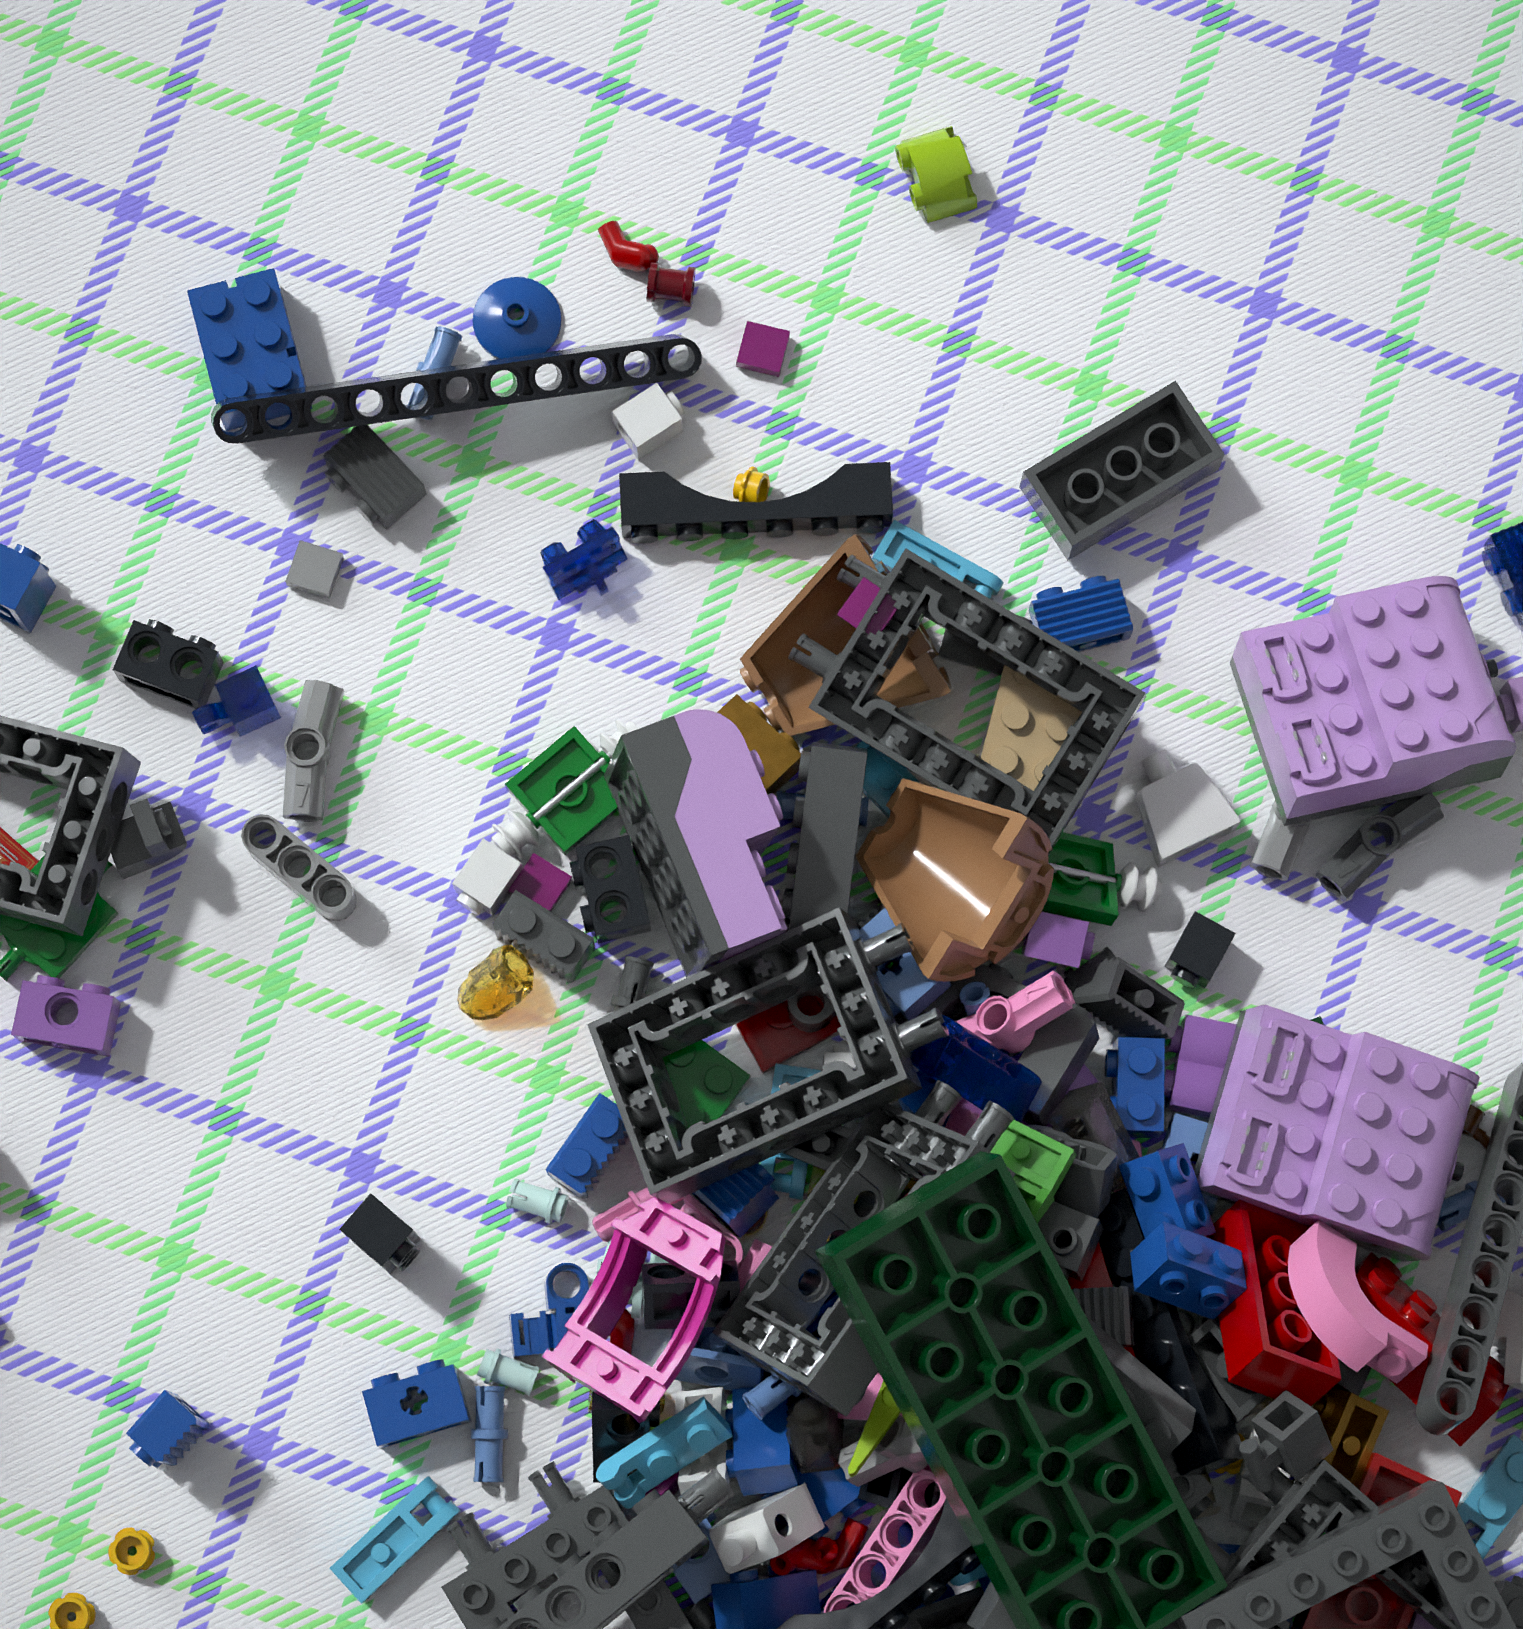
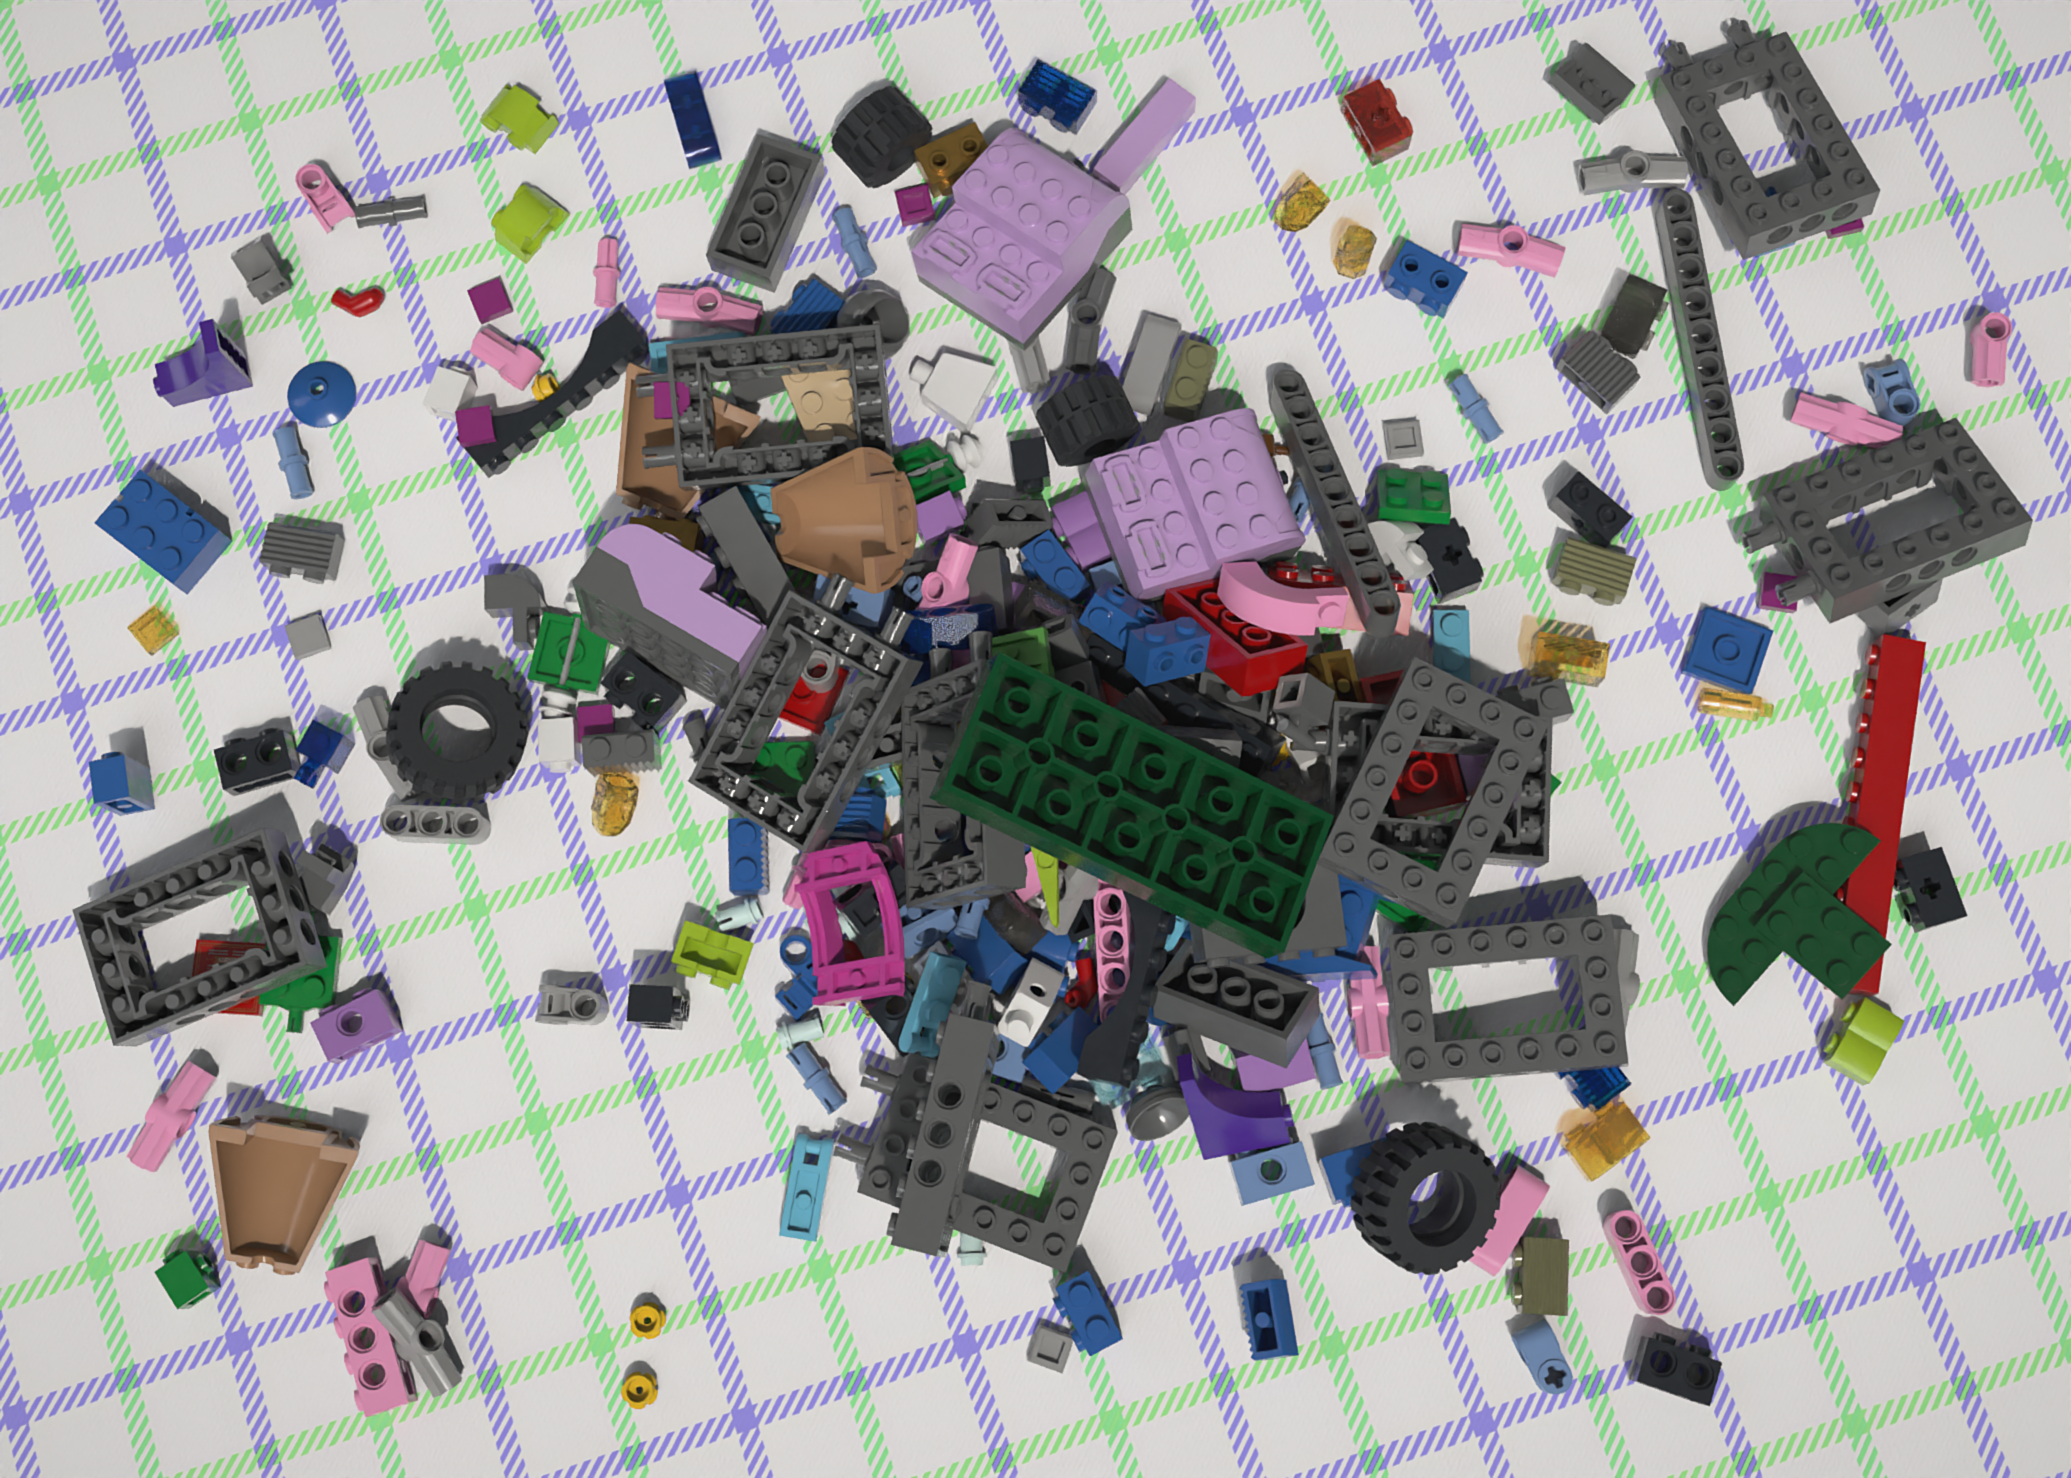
camera: 30 degrees left, 0 degrees up
(164, 444) = (153, 630): none -> clear yellow tile
(166, 1430) = (612, 1229): blue brick -> none
(290, 1157) = (564, 1006): none -> light grey piece
(415, 209) = (205, 370): none -> dark purple arch
(444, 1408) = (776, 1088): blue brick -> none
(450, 781) = (464, 688): none -> black tyre
(478, 395) = (325, 446): black beam -> none
(479, 1221) = (711, 955): none -> lime cylinder
(550, 142) = (260, 270): none -> dark grey brick
(558, 691) = (517, 598): none -> dark grey brick
(585, 564) = (476, 510): clear blue hips -> none
(648, 478) = (475, 426): none -> magenta tile
(671, 284) = (402, 302): dark red bush -> none
(672, 117) = (325, 200): none -> bright pink piece
(730, 177) = (390, 212): none -> dark grey pin
(737, 433) = (513, 363): none -> bright pink piece
(806, 1555) = (1066, 1001): red arm -> none
(864, 292) = (527, 222): none -> lime cylinder
(906, 409) = (606, 273): none -> bright pink axle
(1003, 549) = (728, 314): none -> bright pink piece
(1119, 309) = (692, 119): none -> clear blue beam
(1154, 666) = (881, 308): none -> dark grey piece
(1192, 569) = (854, 242): none -> medium blue pin
(1287, 575) = (915, 205): none -> magenta tile
(1293, 952) = (1087, 420): none -> black wheel
(1305, 480) = (881, 137): none -> black wheel
(1363, 557) = (949, 158): none -> pearl gold brick
(1408, 938) = (1150, 363): none -> light grey beam
(1439, 989) = (1190, 381): none -> olive brick

